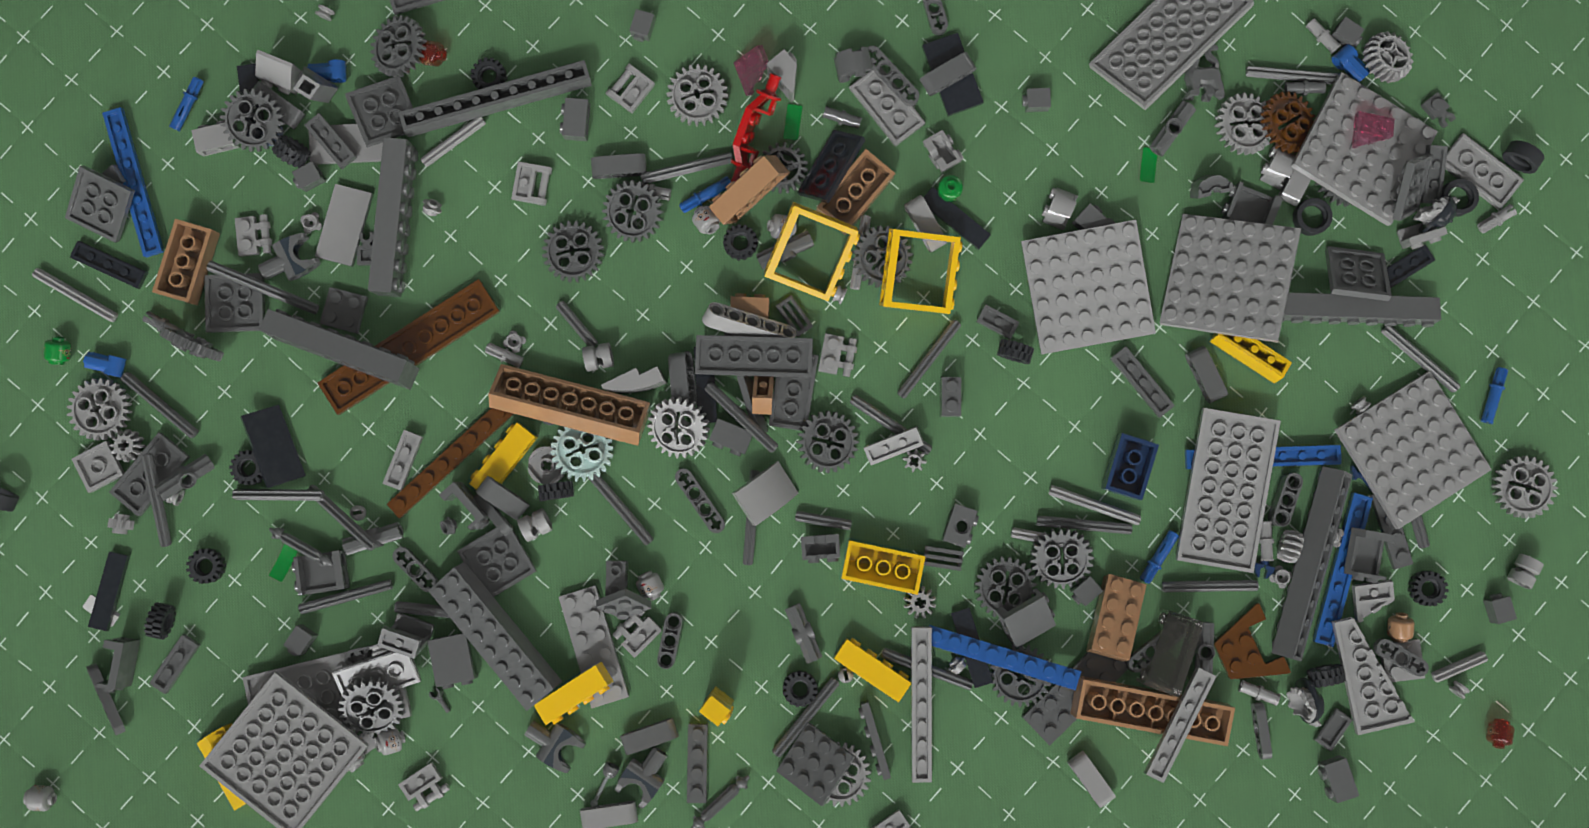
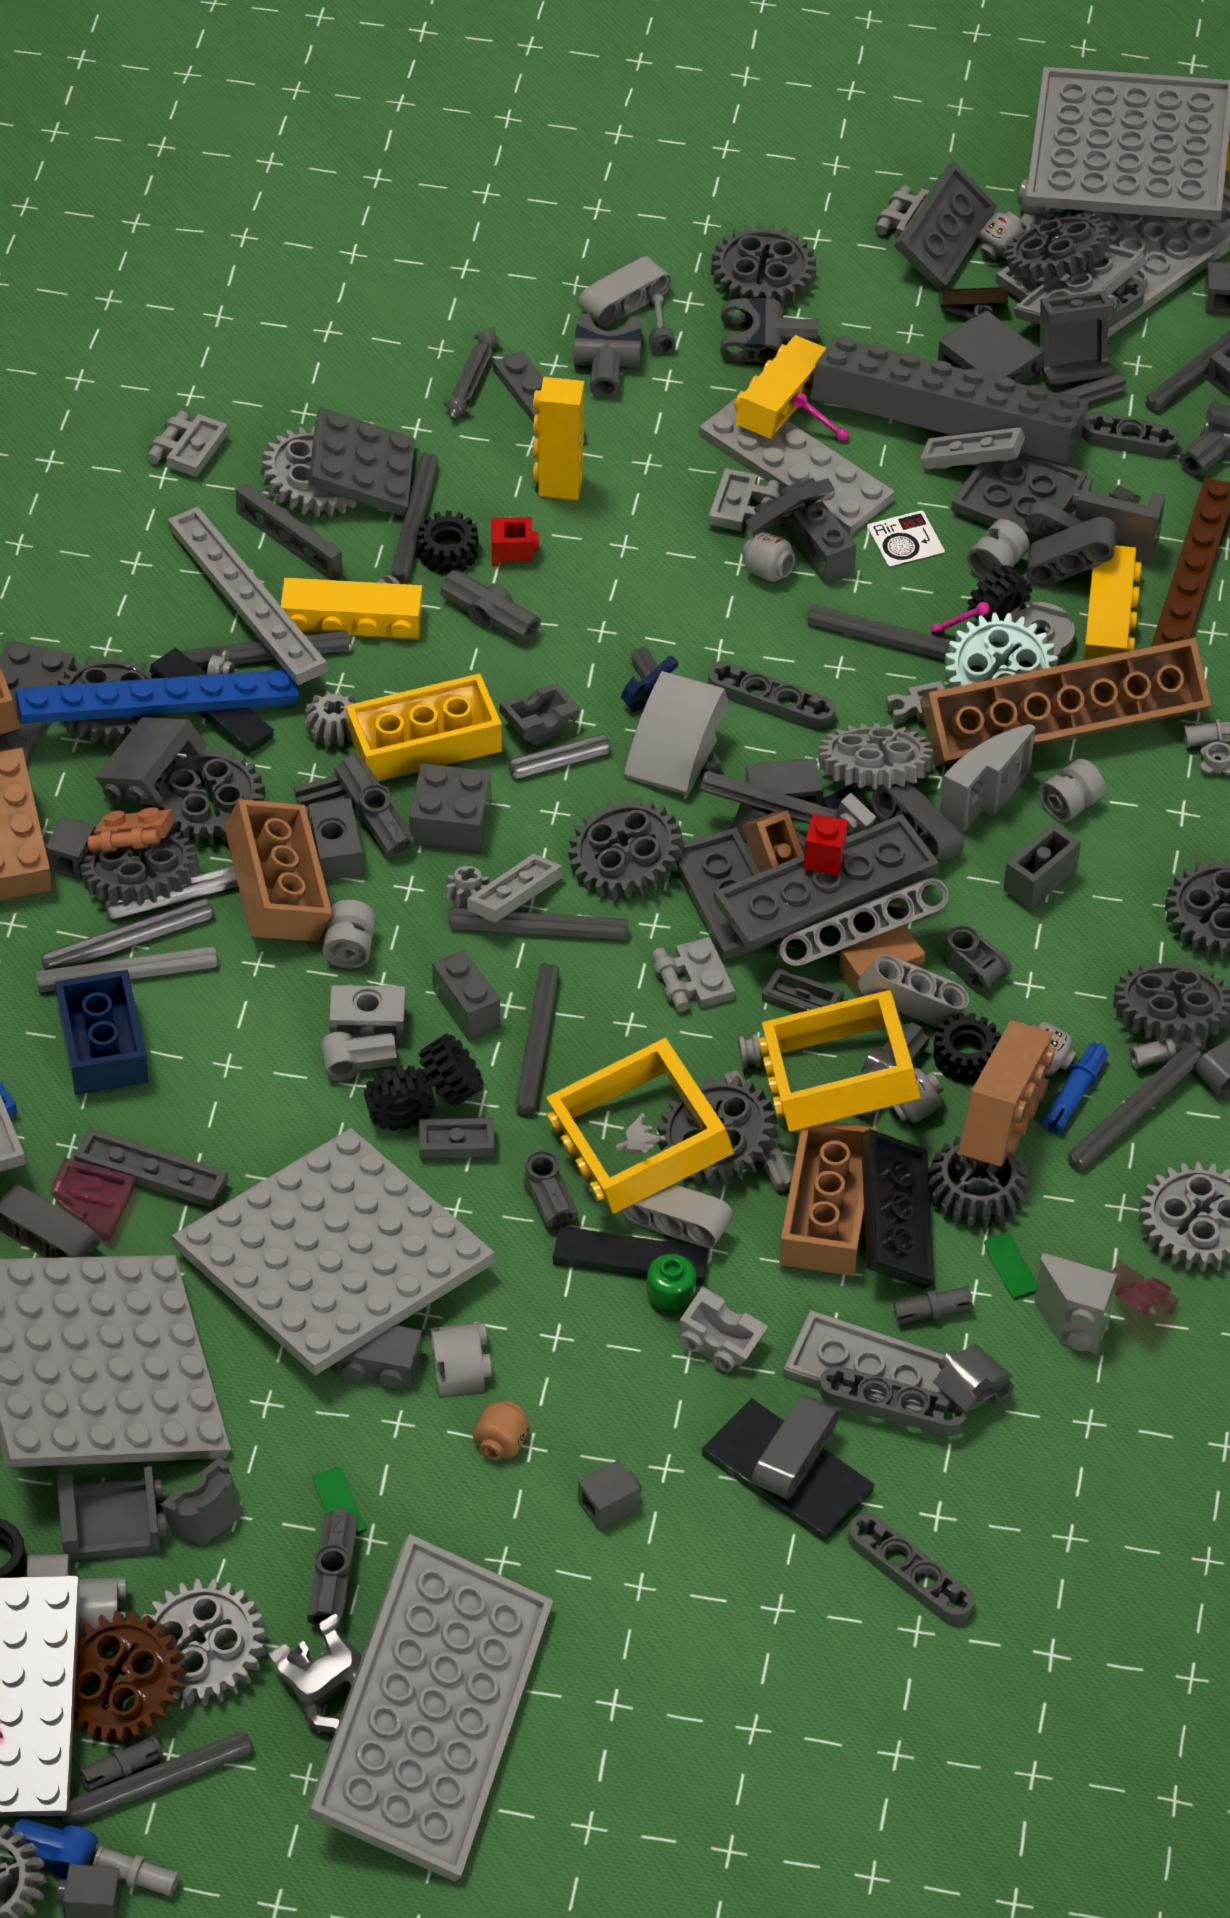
camera: 145 degrees right, 35 degrees down
(415, 763) = (945, 225): none -> dark grey plate
(432, 708) = (973, 296): none -> dark brown tile
(504, 596) = (972, 448): none -> light grey plate
(539, 803) = (740, 261): none -> dark grey gear
(558, 653) = (800, 401): none -> dark pink hinge
(570, 567) = (905, 538): none -> white sticker
(572, 482) = (982, 609): none -> dark pink hinge
(576, 324) = (1140, 824): dark grey axle -> none
(630, 452) = (910, 704): none -> light grey plate
(642, 318) = (1041, 866): none -> dark grey brick
(649, 736) = (633, 396): dark grey beam -> none
(664, 648) = (687, 512): dark grey beam -> none
(705, 284) = (974, 958): none -> dark grey piece
(717, 385) = (856, 813): none -> light grey plate
(747, 366) = (825, 844): none -> red brick
(749, 119) = (1065, 1165): red plate -> none
(756, 536) = (637, 693): none -> dark blue bar
(757, 280) = (914, 990): none -> light grey beam
(771, 676) = (513, 539): none -> red brick
(895, 513) = (450, 807): none -> dark grey brick
(931, 252) = (638, 1137): none -> light grey piece
(931, 520) = (383, 821): none -> dark grey piece
(973, 267) = (549, 1190): none -> dark grey piece
(981, 360) = (451, 1069): none -> black tyre
(985, 462) = (349, 934): none -> light grey wheel
(1001, 514) = (278, 870): none -> medium nougat brick
(1011, 413) = (368, 1010): none -> light grey brick
(1021, 395) = (347, 1055): none -> light grey piece
(1053, 581) = (131, 829): none -> nougat plate
(1064, 157) = (501, 1429): none -> medium nougat head
(1175, 381) = (93, 1194): none -> clear pink wing

